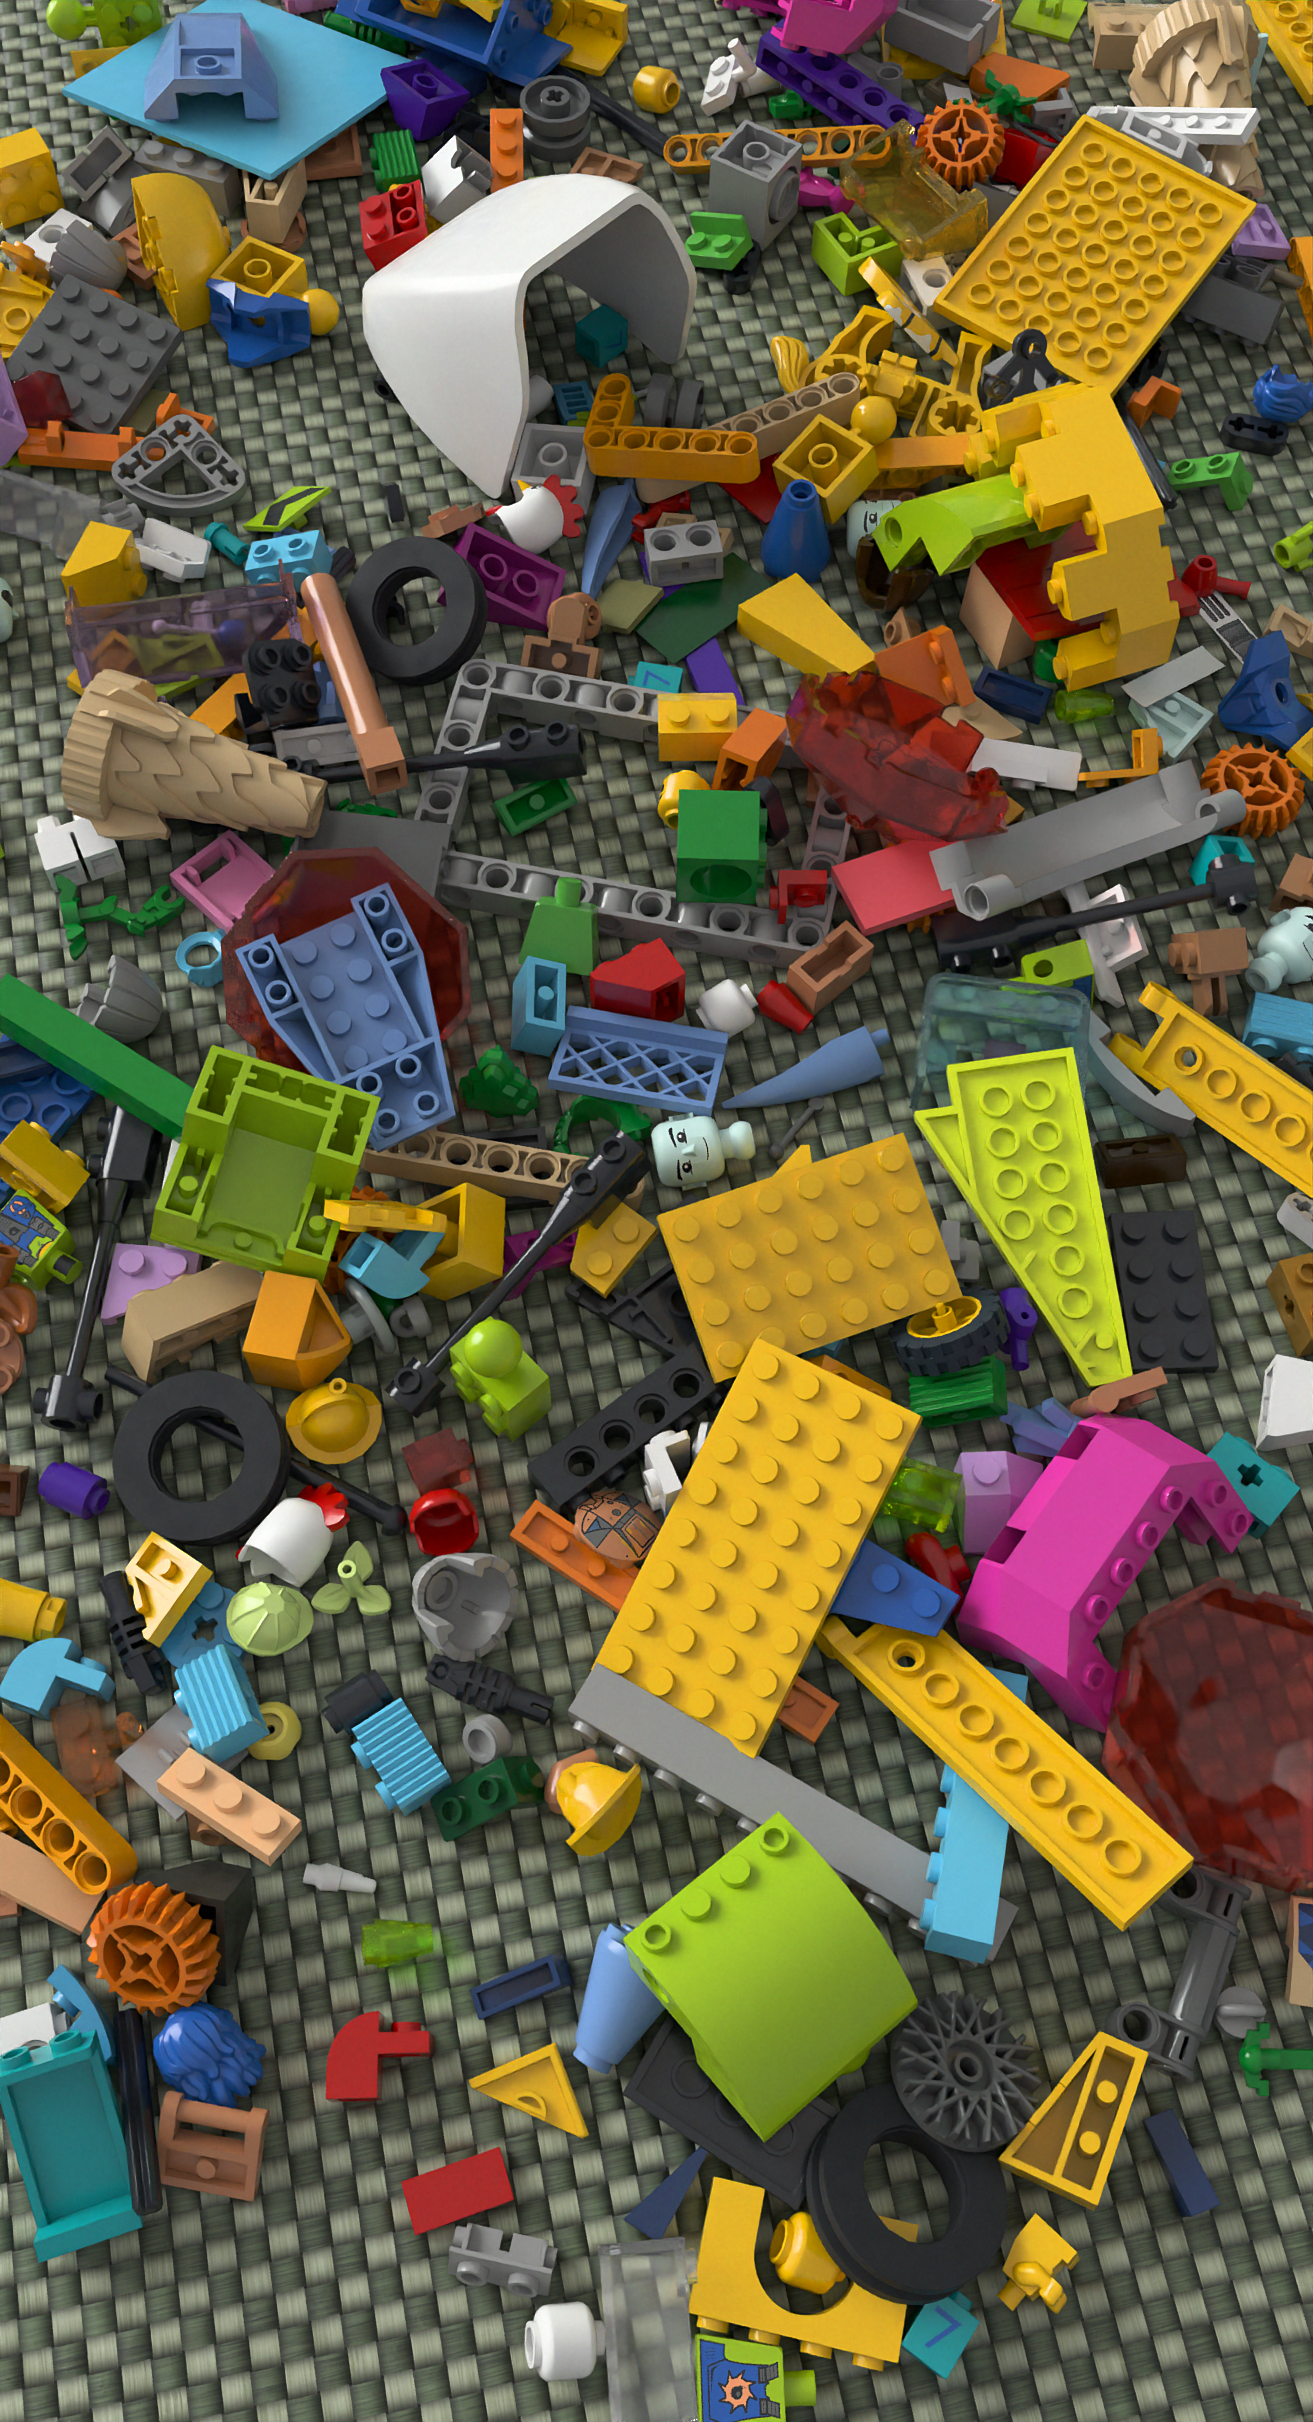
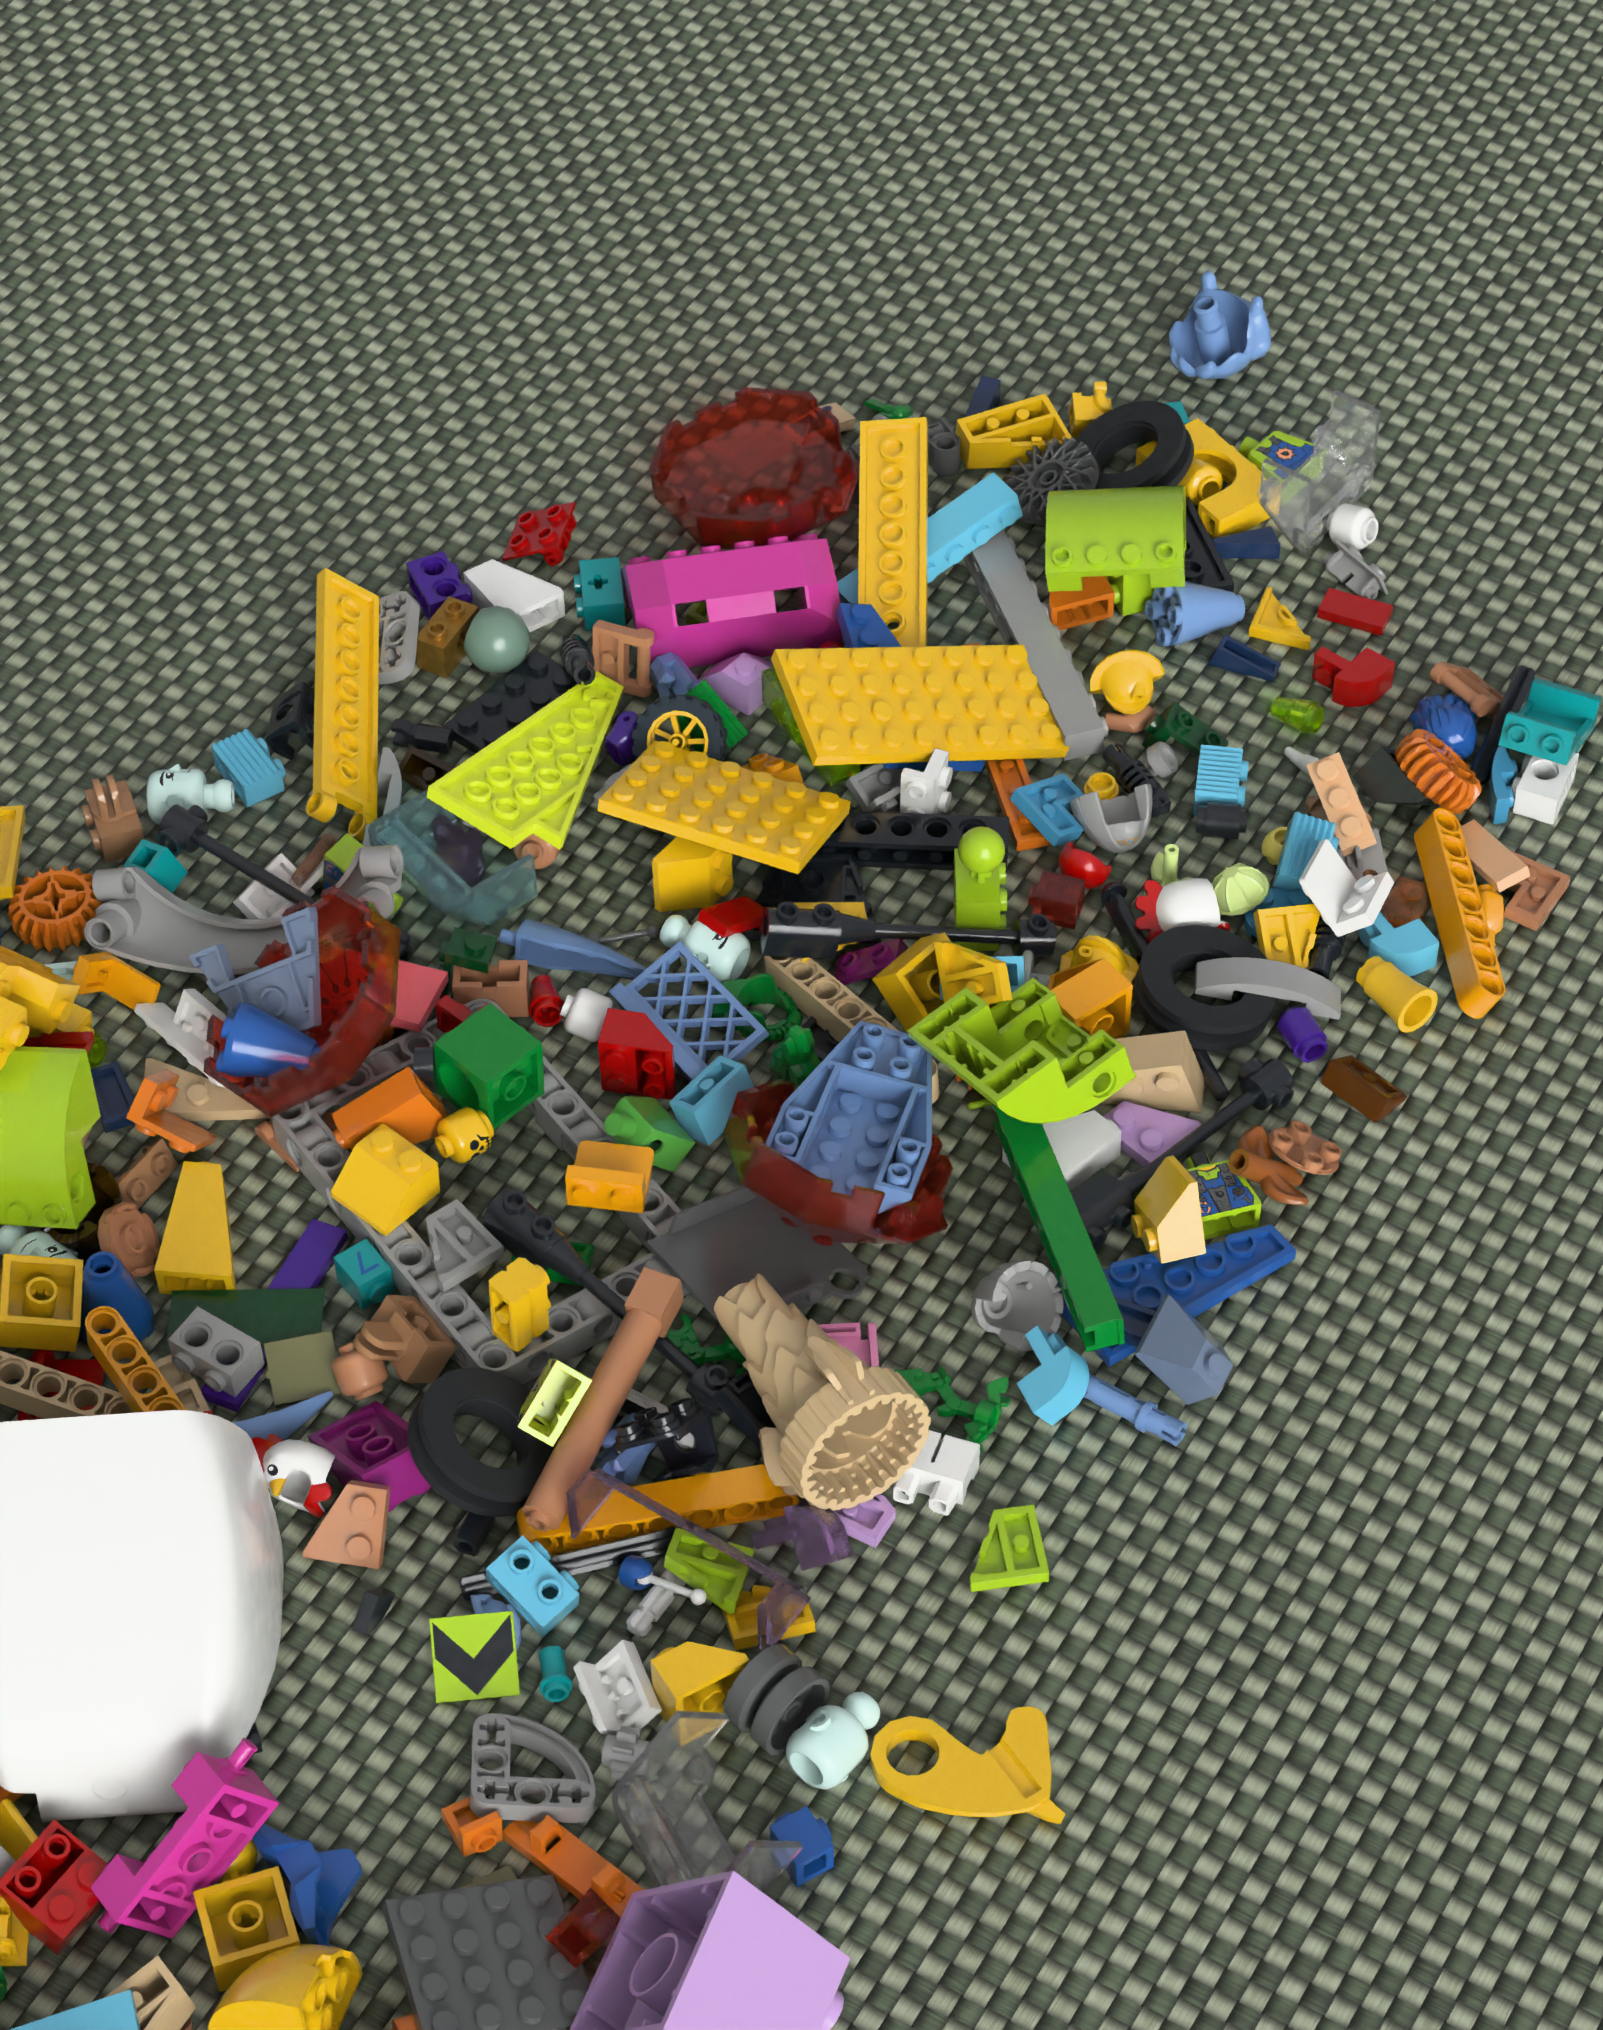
camera: 135 degrees left, 15 degrees down
(33, 599) = (774, 1697): none -> dark grey wheel
(36, 964) = (1060, 1379): none -> medium azure brick
(125, 1660) = (1338, 896): none -> white bracket
(136, 1504) = (1268, 978): none -> light grey slope
(207, 975) = (924, 1310): medium azure piece -> none
(324, 255) = (222, 1816): none -> dark pink brick
(373, 636) = (552, 1401): none -> neon yellow torso
(477, 680) = (519, 1303): none -> yellow brick
(519, 1652) = (1103, 784): none -> yellow plate
(531, 847) = (609, 1176): none -> light orange bracket
(541, 1549) = (1047, 808): none -> dark azure plate
(602, 720) = (459, 1244): none -> light grey wing
(617, 1527) = (983, 794): nougat dish -> none
(693, 1168) = (732, 916): none -> red tile
(843, 578) = (129, 1238): none -> nougat tile
(869, 953) = (468, 951): none -> dark green bracket
(909, 726) = (261, 1044): none -> blue cone
(973, 765) = (282, 989): none -> sand blue wing
(1105, 954) = (317, 848): none -> nougat piece
(1183, 1385) = (577, 658): none -> black hinge
(1195, 1185) = (423, 736): none -> black bar
(1206, 960) = (247, 817): medium nougat brick -> none
(1252, 1321) = (497, 640): none -> sand green helmet

